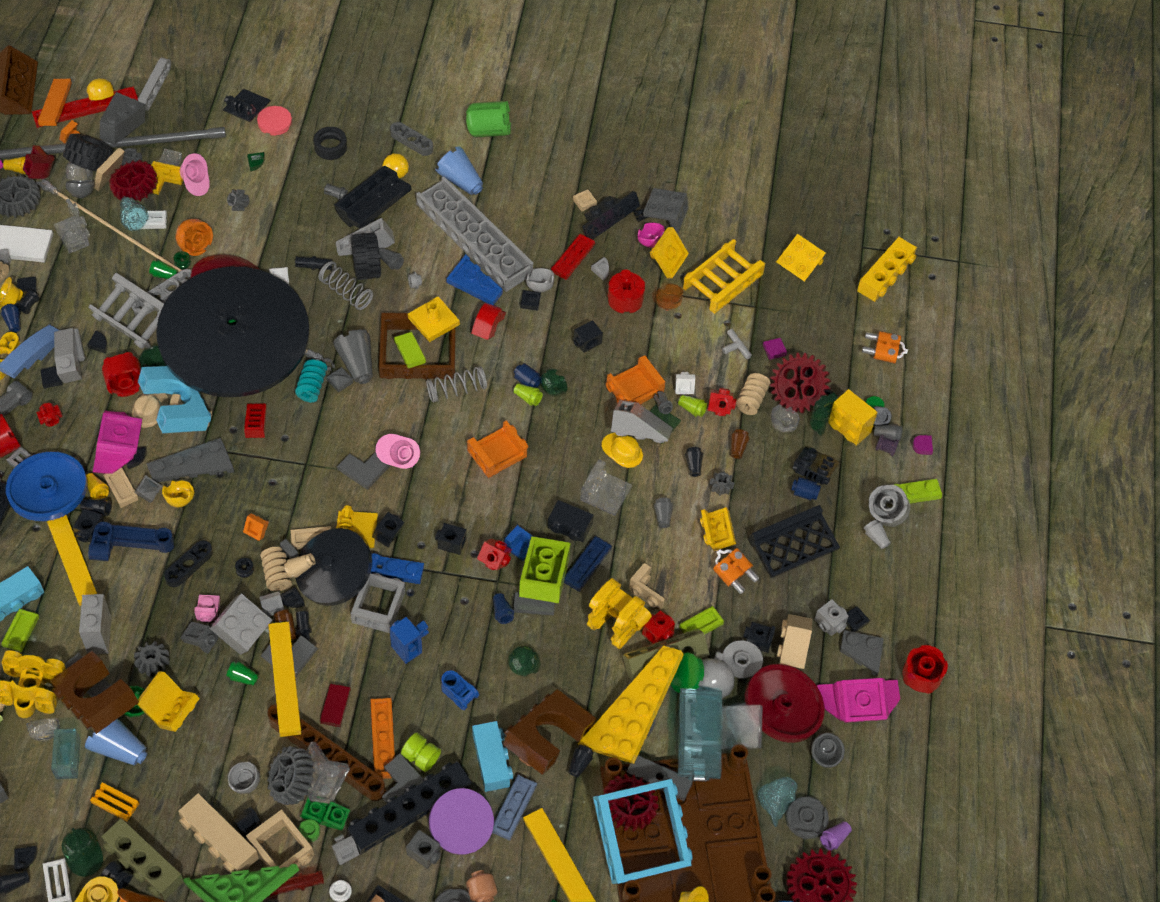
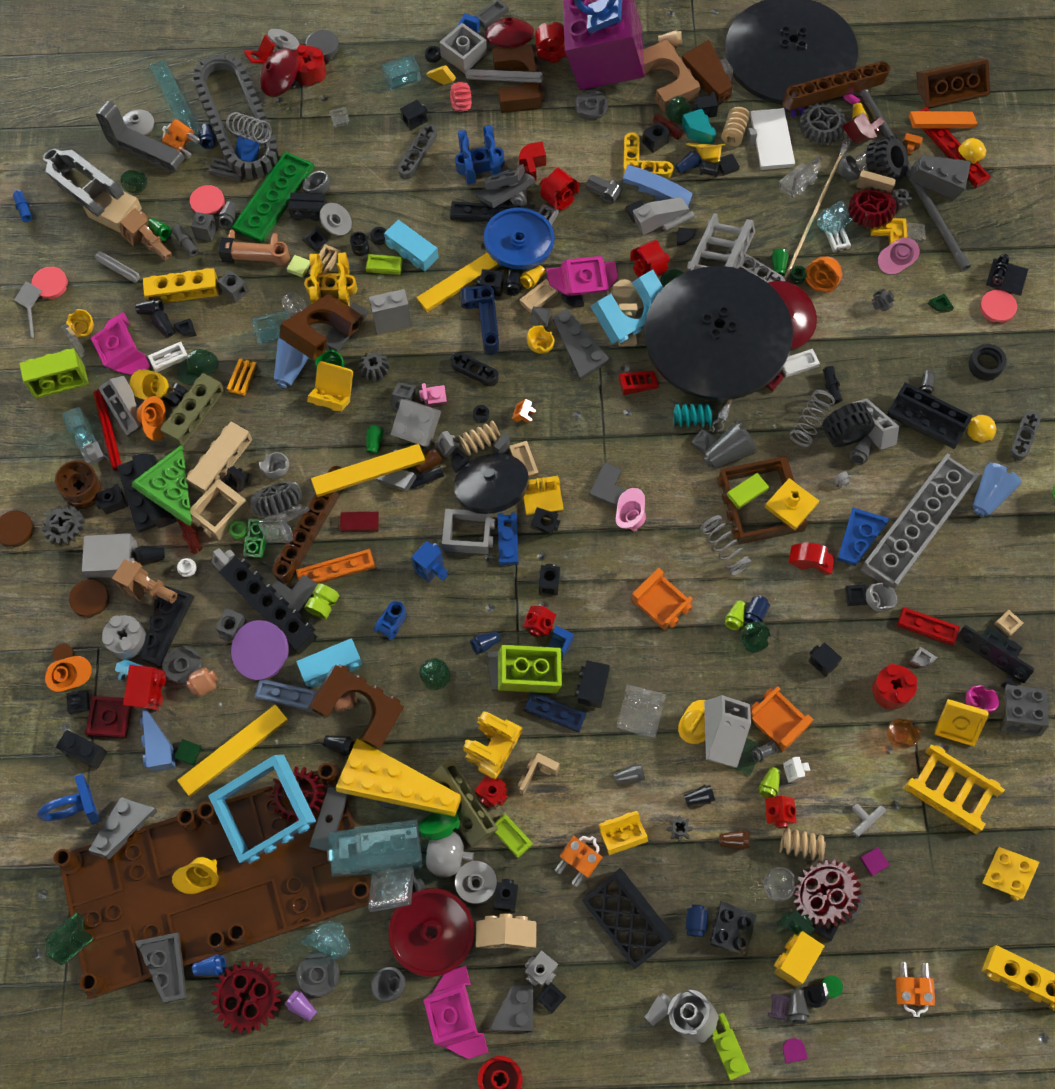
camera: 85 degrees right, 10 degrees up
(49, 414) = (594, 219): red gear -> none
(155, 82) = (981, 191): light grey beam -> none
(298, 565) = (483, 452): tan cone -> none

